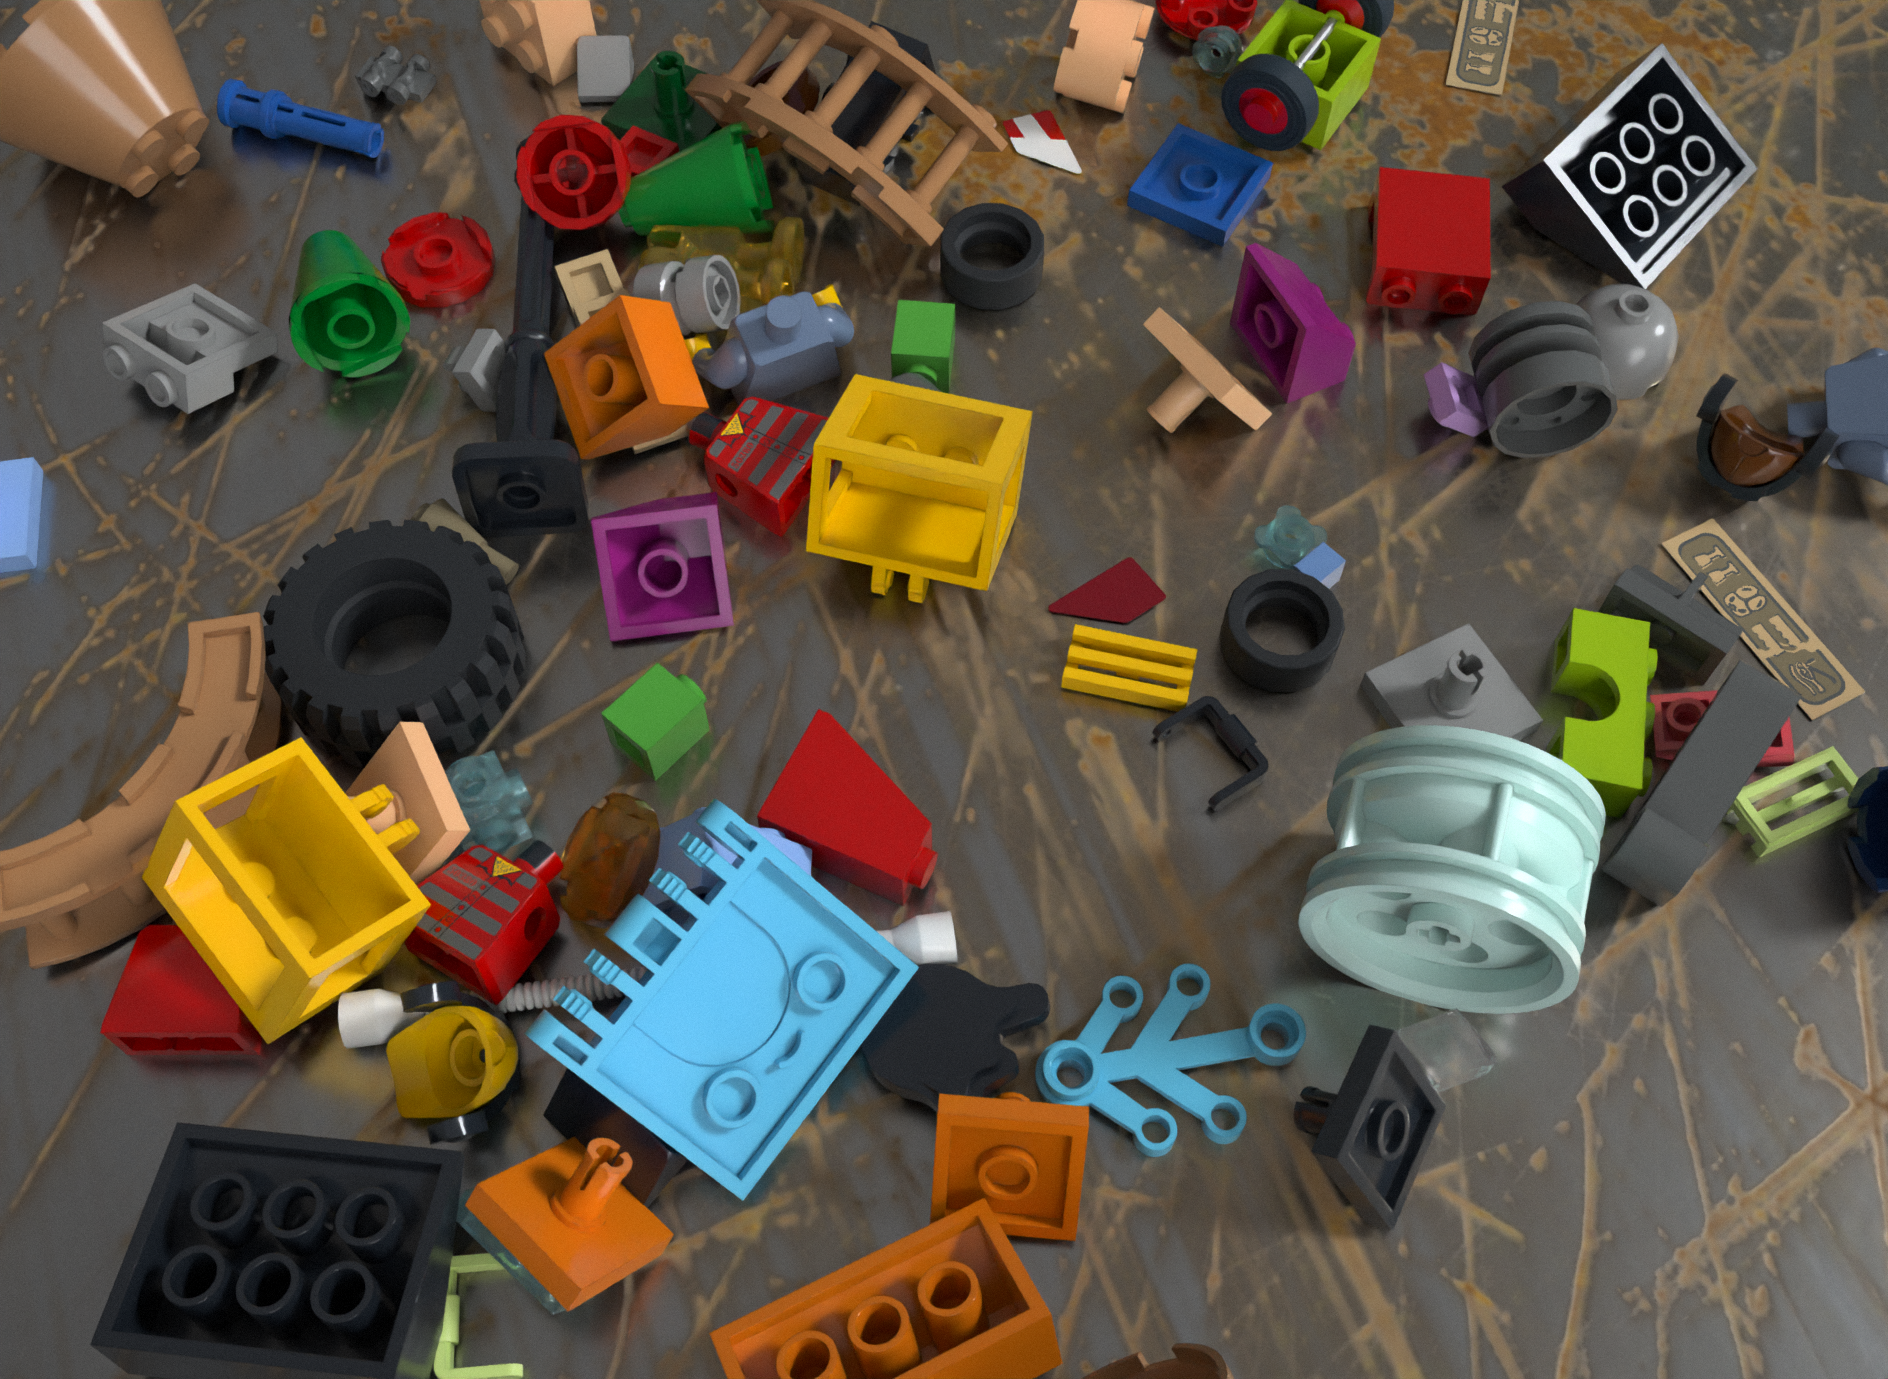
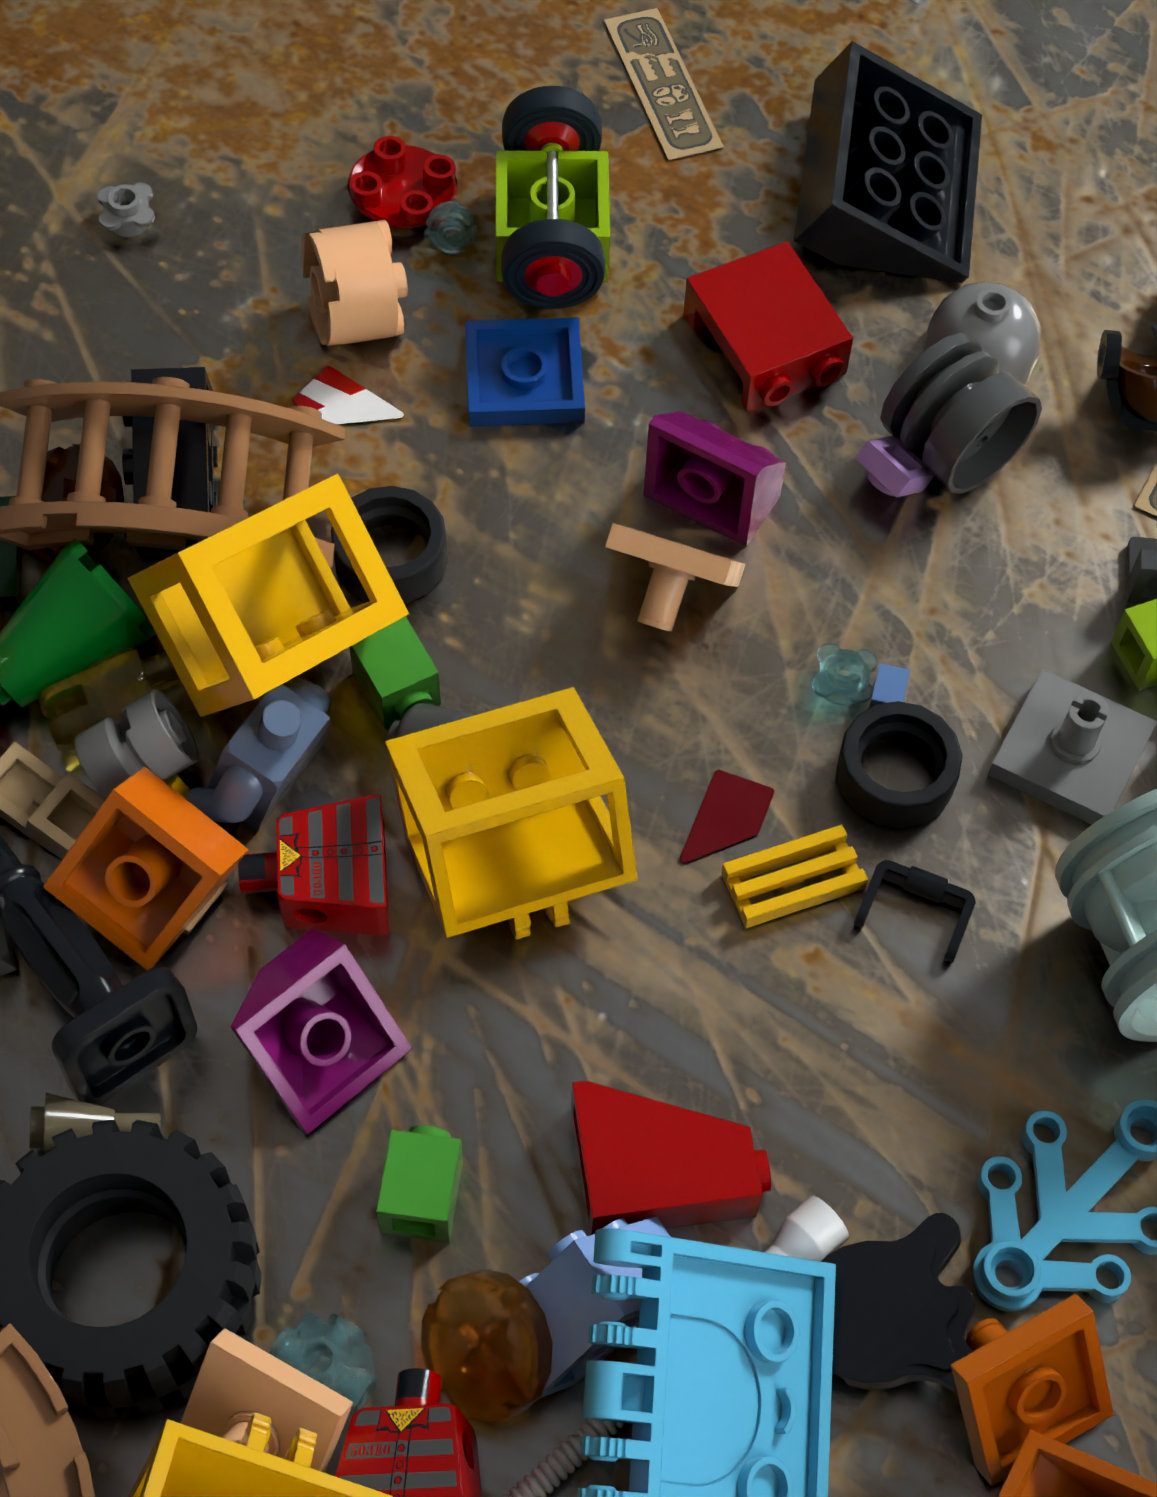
camera: 35 degrees left, 0 degrees up
(843, 218) = (263, 600): none -> yellow piece

